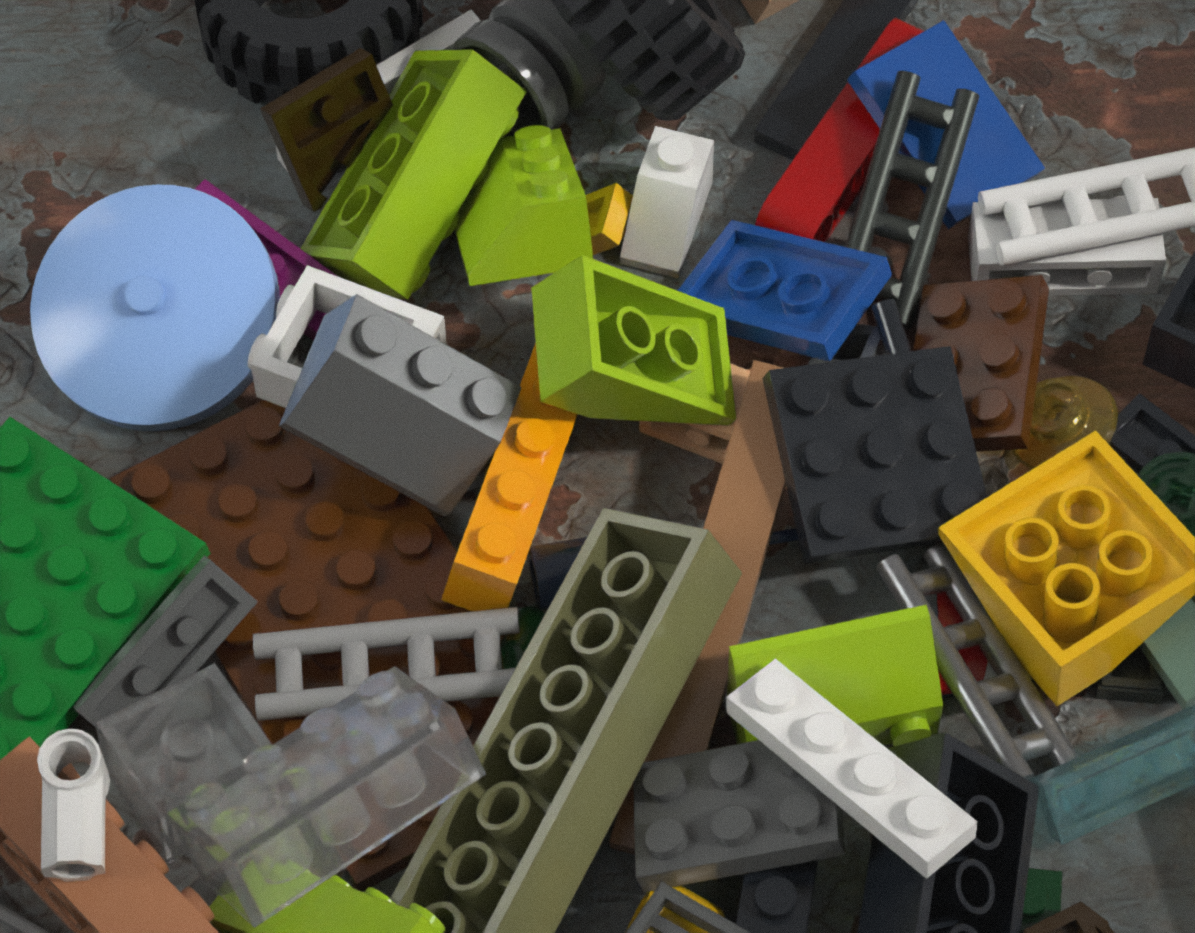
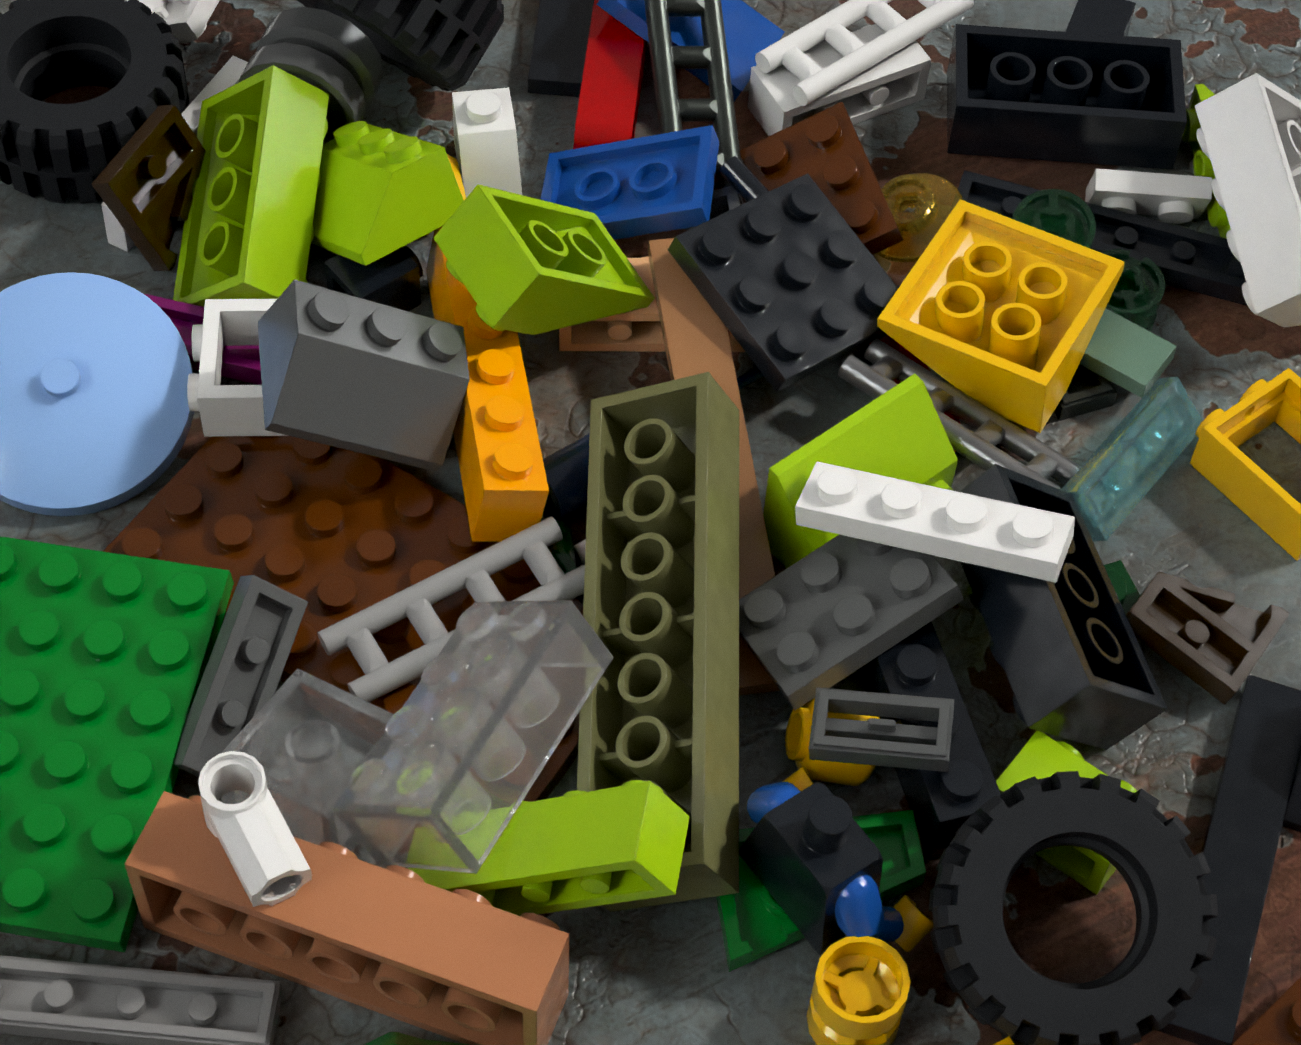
camera: 30 degrees left, 5 degrees down
(490, 309) = (387, 281): none -> black brick

